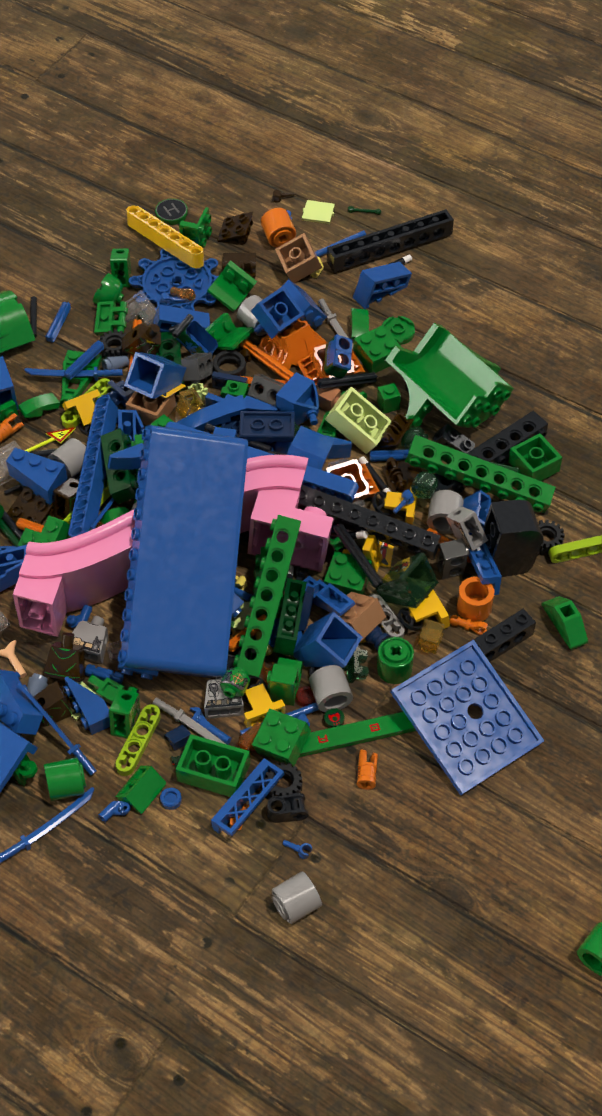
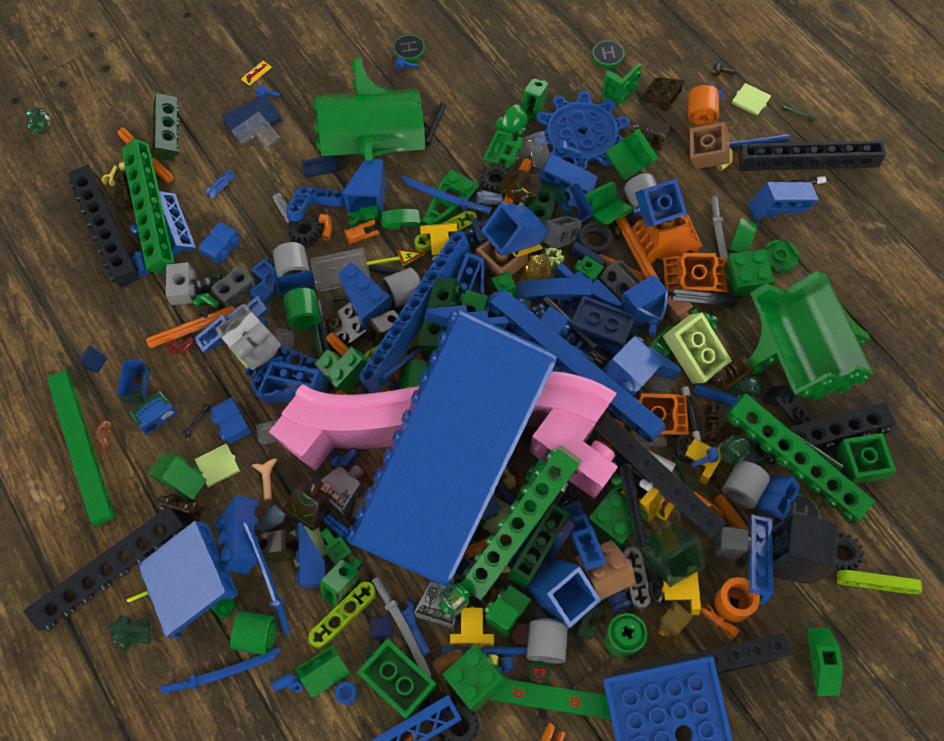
camera: 25 degrees right, 10 degrees up
(58, 322) = (454, 136): blue axle -> none
(83, 360) = (459, 186): blue axle -> none
(165, 236) = (589, 81): yellow beam -> none
(177, 329) = (559, 185): black piece -> none
(183, 293) = (581, 147): clear orange arm -> none
(311, 311) = (694, 198): blue brick -> none
(332, 365) = (692, 279): blue piece -> none
(388, 398) = (739, 331): green brick -> none
(465, 521) = (755, 509): light grey torso -> none

